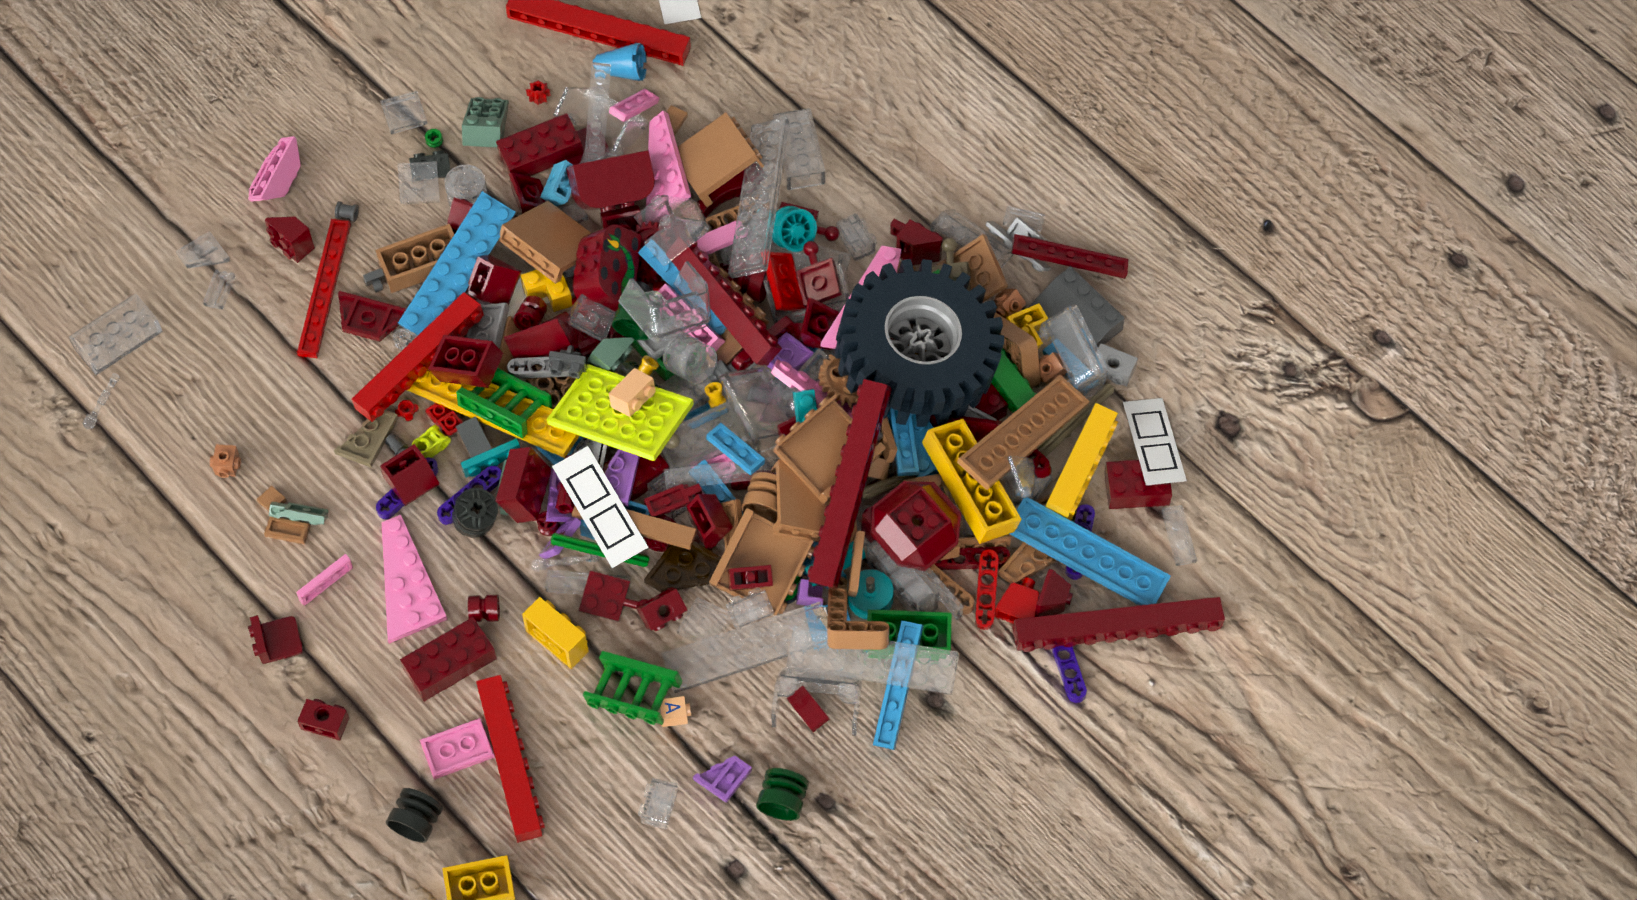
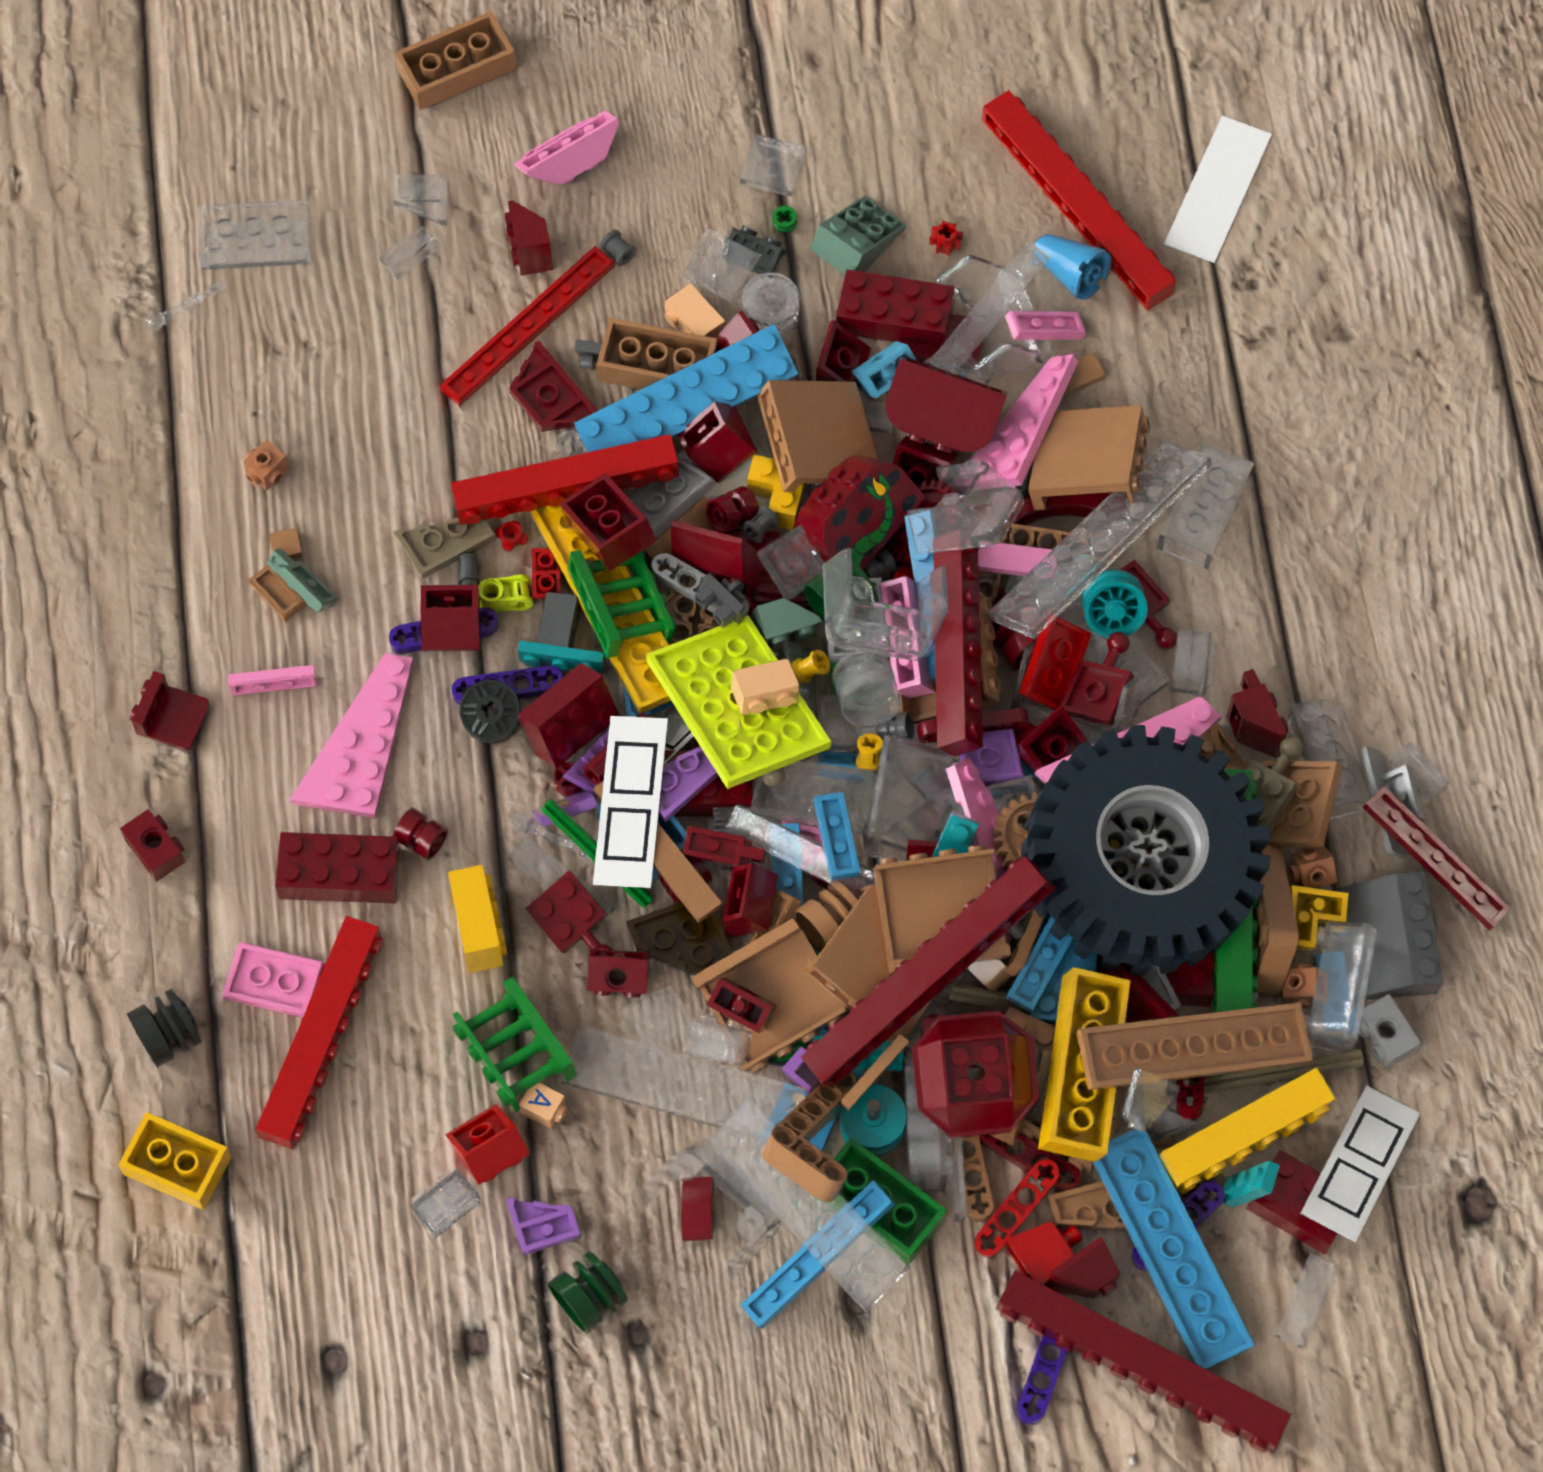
camera: 35 degrees right, 5 degrees up
(165, 163) = (455, 60): none -> medium nougat brick
(420, 220) = (693, 313): none -> light nougat brick
(554, 309) = (760, 524): none -> dark grey bush
(658, 754) = (488, 1144): none -> red slope
(1106, 489) = (1250, 1184): none -> teal plate

